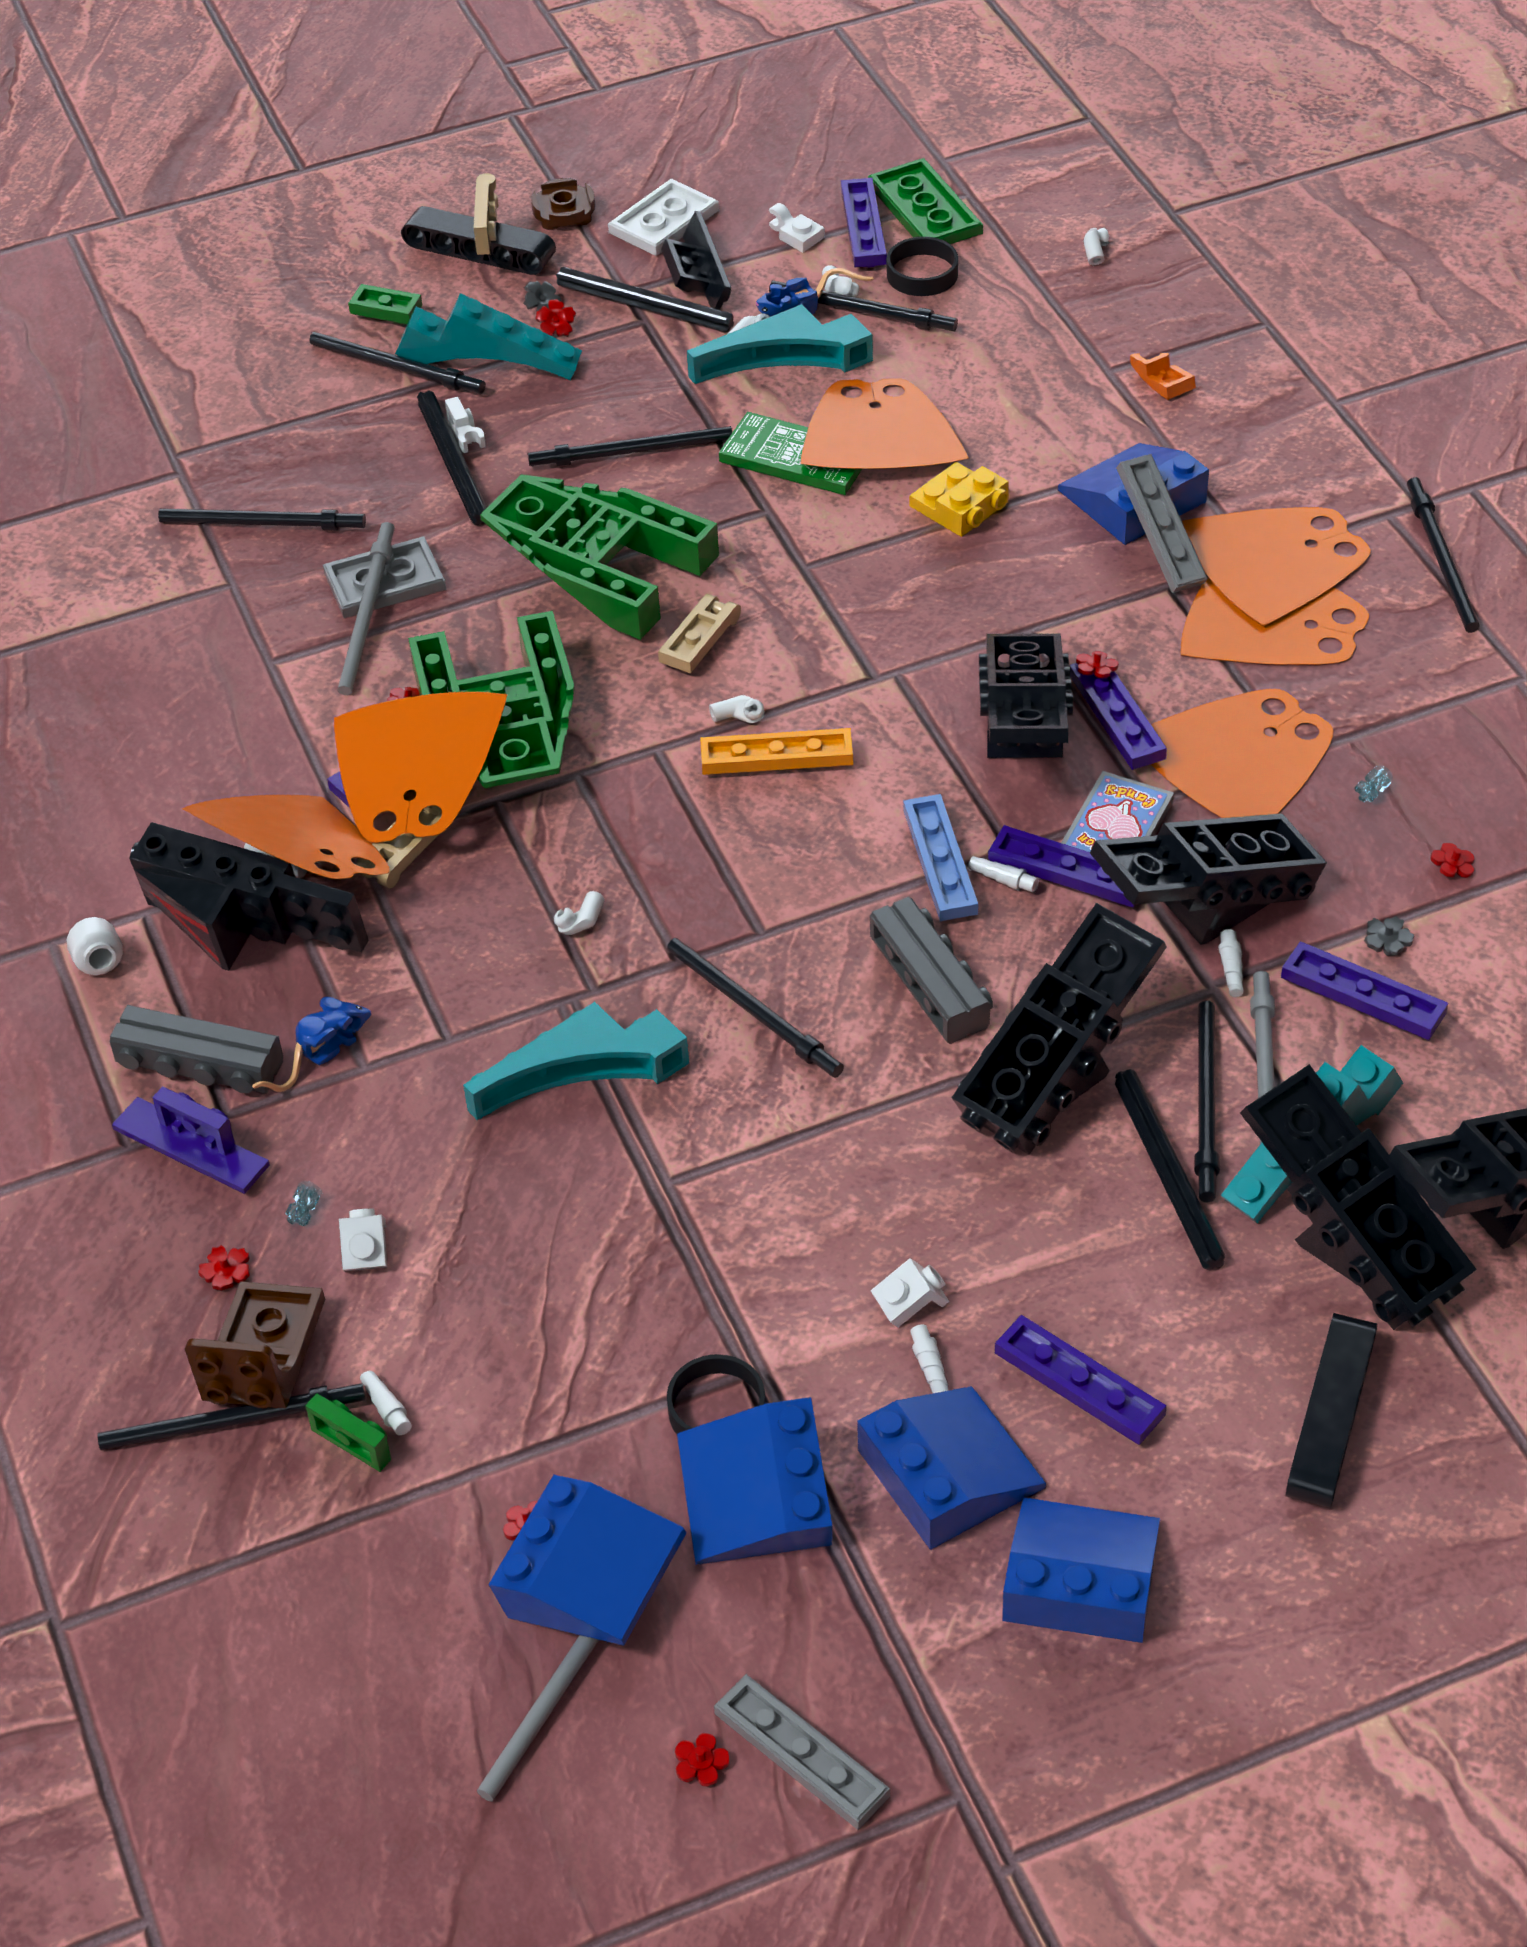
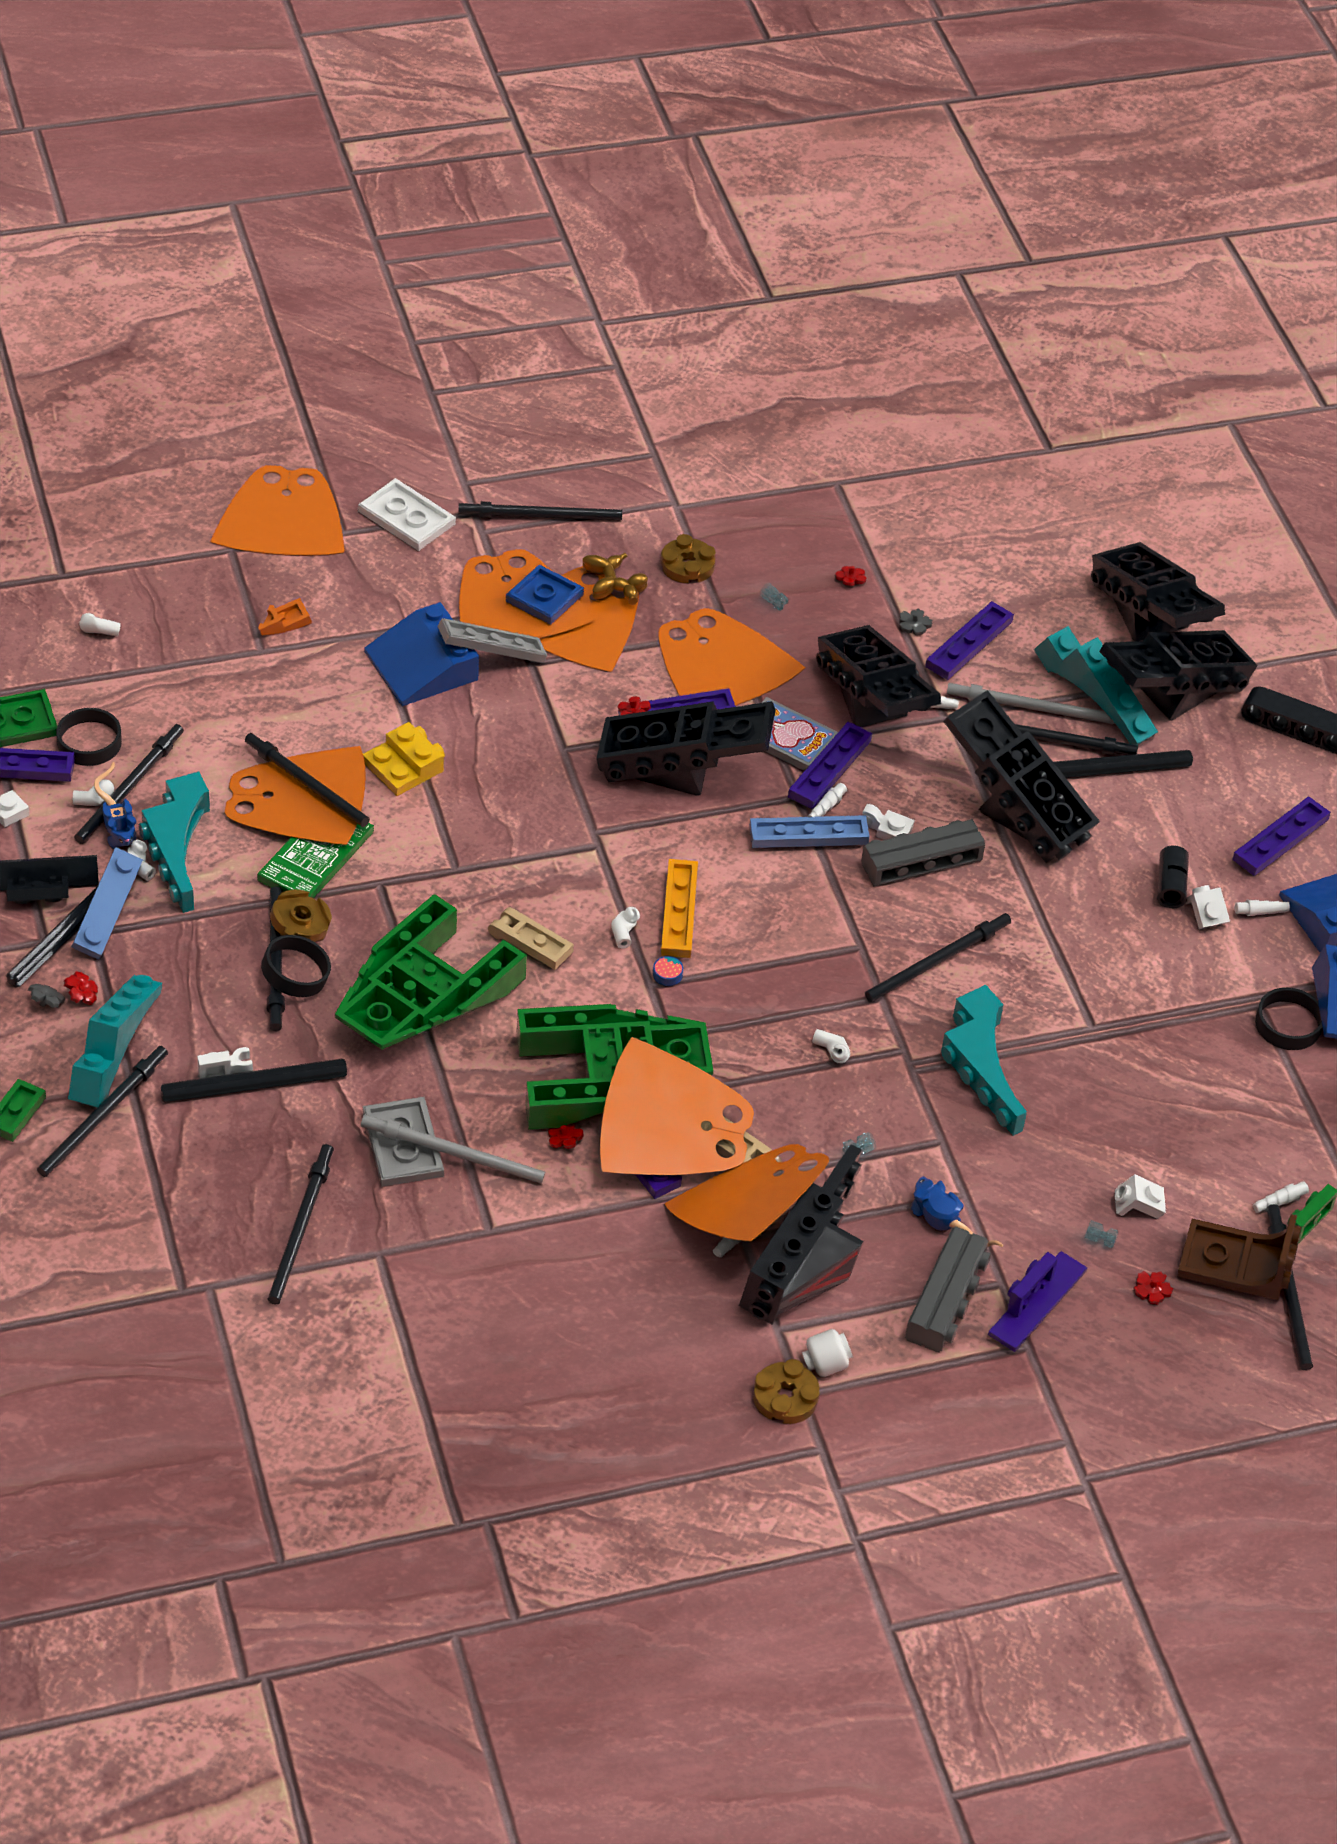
camera: 90 degrees left, 0 degrees up
(29, 915) = (790, 1376): none -> pearl gold plate
(426, 957) = (865, 1142): none -> clear light blue piece
(612, 424) = (302, 945): none -> black tyre
(672, 311) = (107, 903): none -> medium blue plate
(676, 756) = (668, 971): none -> tile
(684, 464) = (297, 901): none -> pearl gold plate
(933, 392) = (271, 753): none -> black bar
(956, 1245) = (1173, 877): none -> black pin
(979, 941) = (887, 825): none -> white plate
(1287, 573) = (544, 594): none -> blue tile
(1331, 641) = (599, 565): none -> pearl gold piece
(1337, 354) = (273, 523): none -> orange piece
(1386, 445) = (406, 514): none -> white tile
(1430, 695) = (685, 547): none -> pearl gold plate

